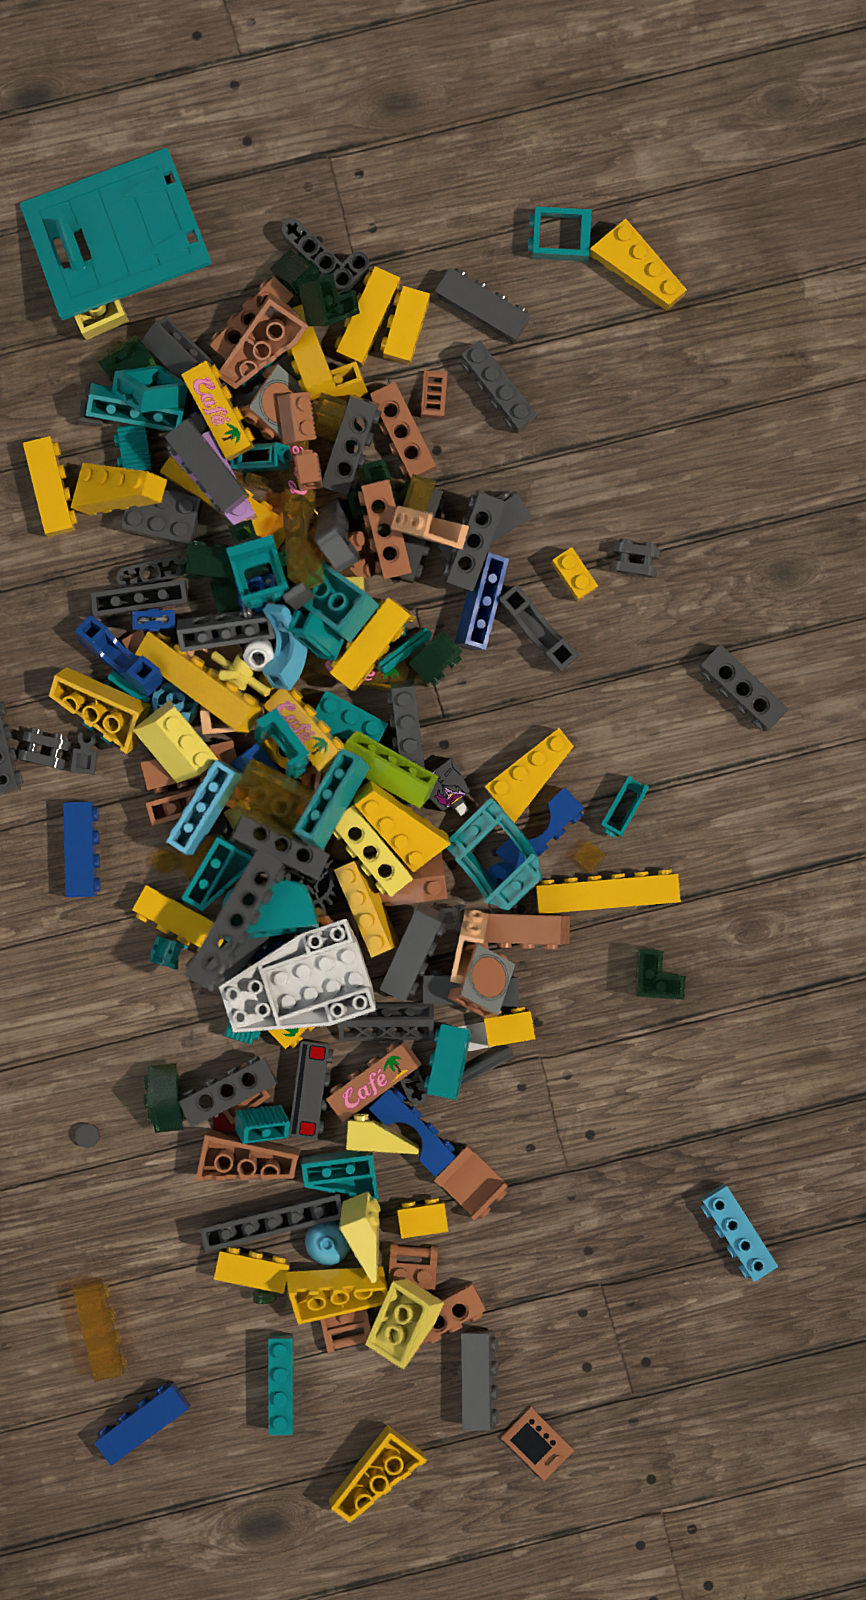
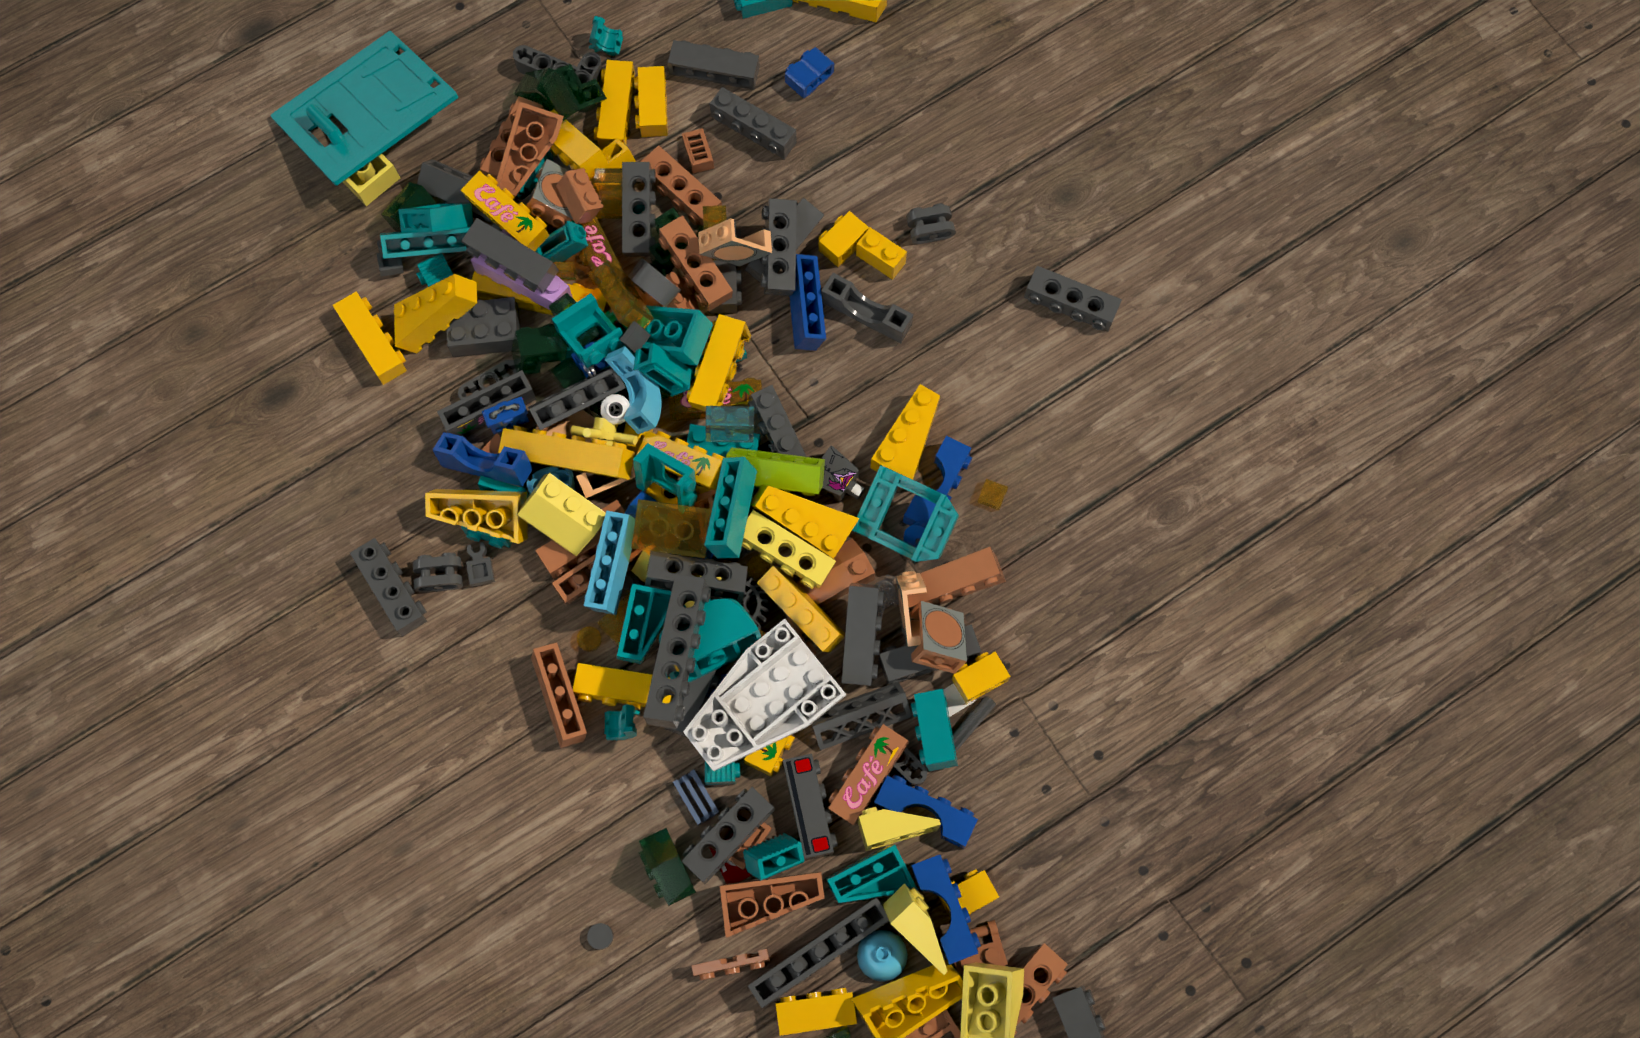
camera: 20 degrees left, 15 degrees down
(80, 849) = (502, 654): blue brick -> none
(118, 907) = (558, 695): none -> nougat brick
(193, 1203) = (731, 966): none -> nougat wing
(216, 1063) = (685, 779): none -> sand blue tile
(308, 470) = (606, 235): nougat brick -> none
(361, 709) = (729, 424): none -> clear light blue brick
(383, 236) = (604, 38): none -> teal piece
(395, 1195) = (933, 877): none -> blue arch
(404, 650) = (750, 367): teal axle -> none
(435, 659) = (781, 362): clear green brick -> none
(472, 1183) = (1002, 843): nougat panel -> none
(543, 544) = (842, 238): none -> yellow brick
(575, 348) = (809, 72): none -> blue brick
(607, 893) = (1026, 518): yellow brick -> none
(612, 829) = (1006, 462): teal window -> none
(651, 981) = (1102, 584): clear green brick -> none
(739, 1232) = (1283, 796): medium azure brick -> none

